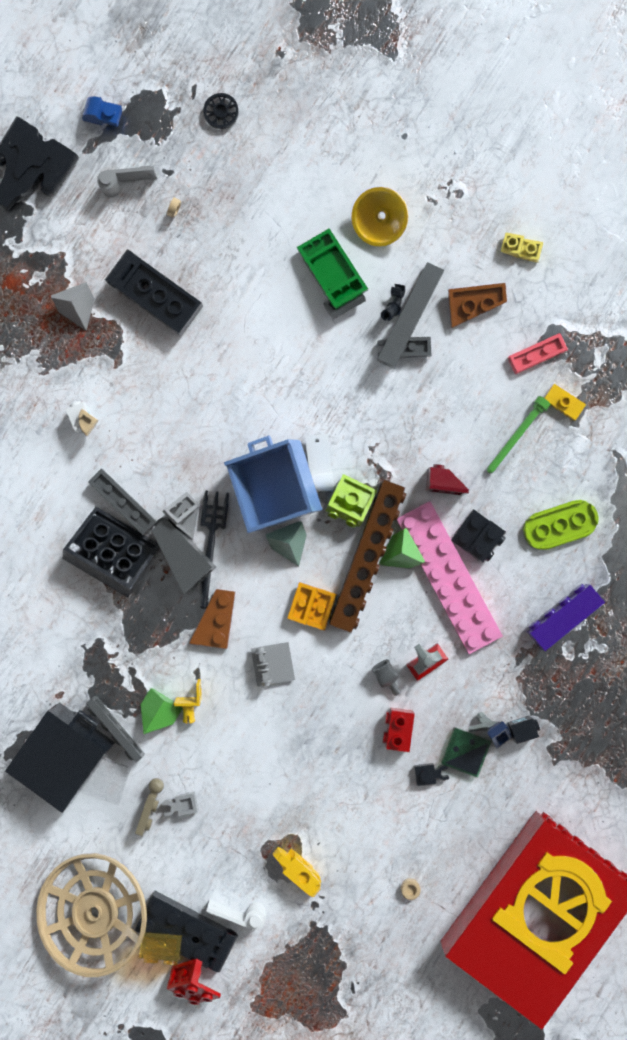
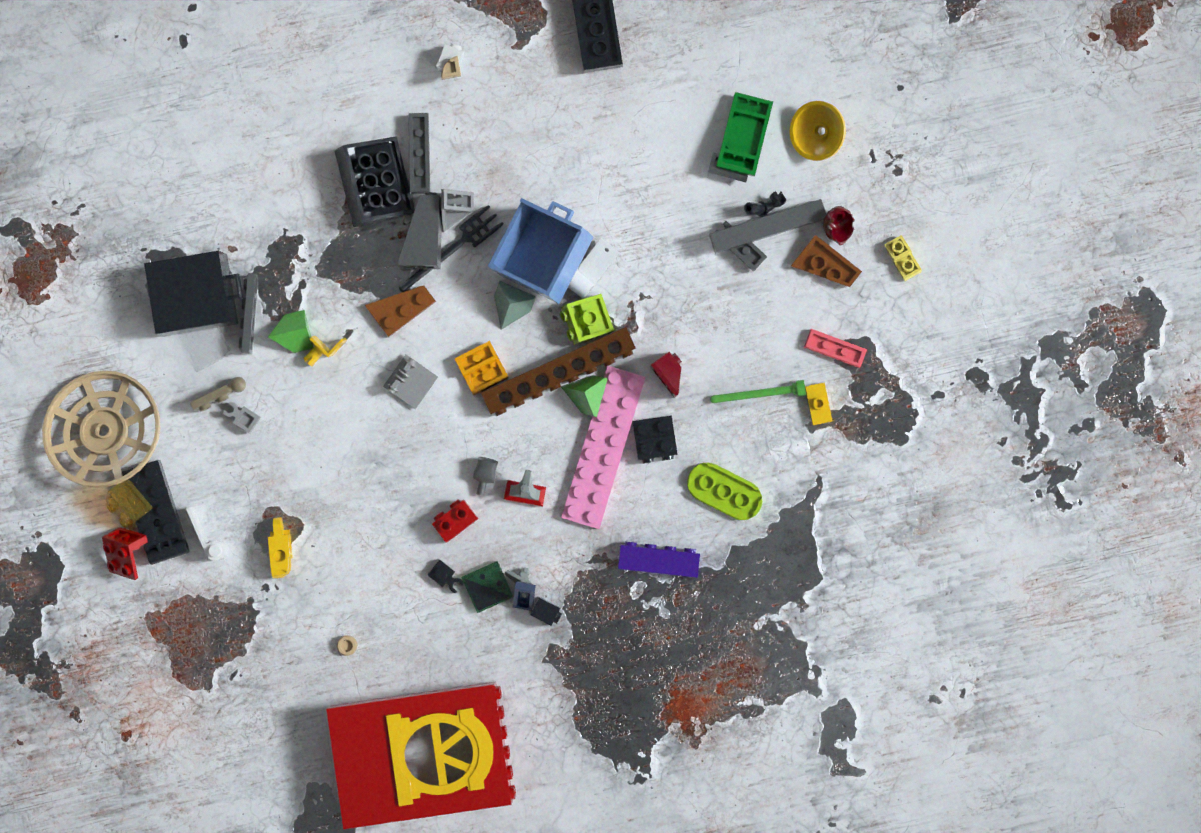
camera: 50 degrees right, 0 degrees up
(457, 266) = (839, 224): none -> dark red hair

